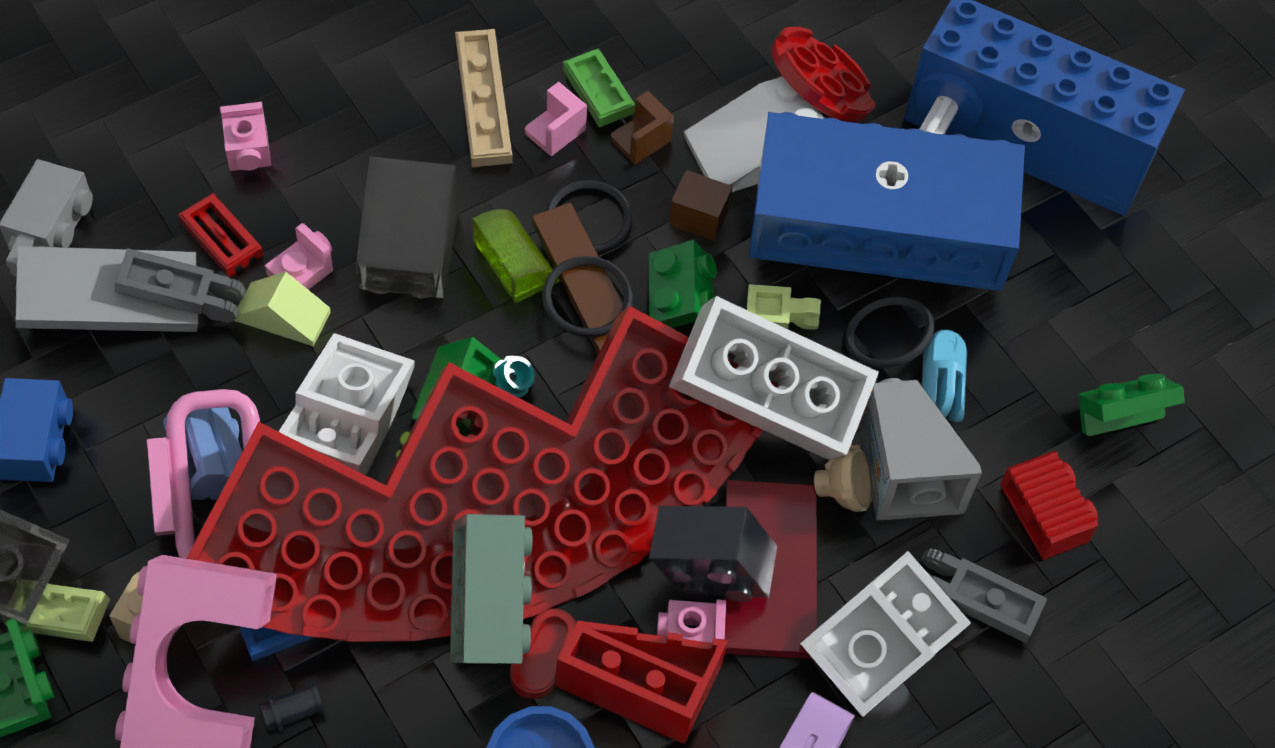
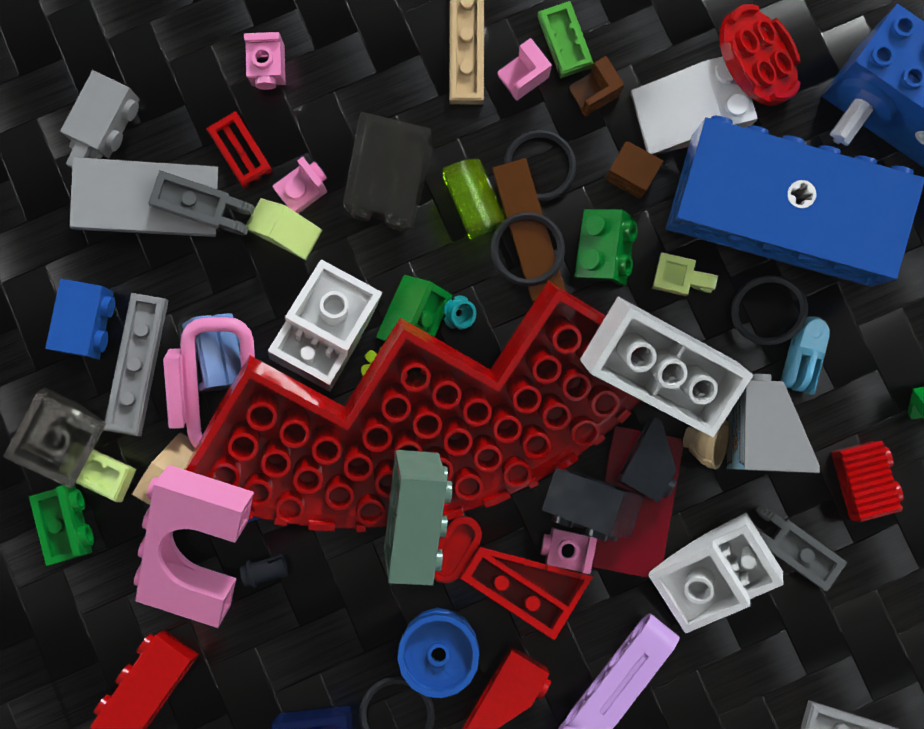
camera: 15 degrees right, 25 degrees up
(101, 484) = (136, 364): none -> light grey tile
(781, 505) = (650, 464): none -> black slope

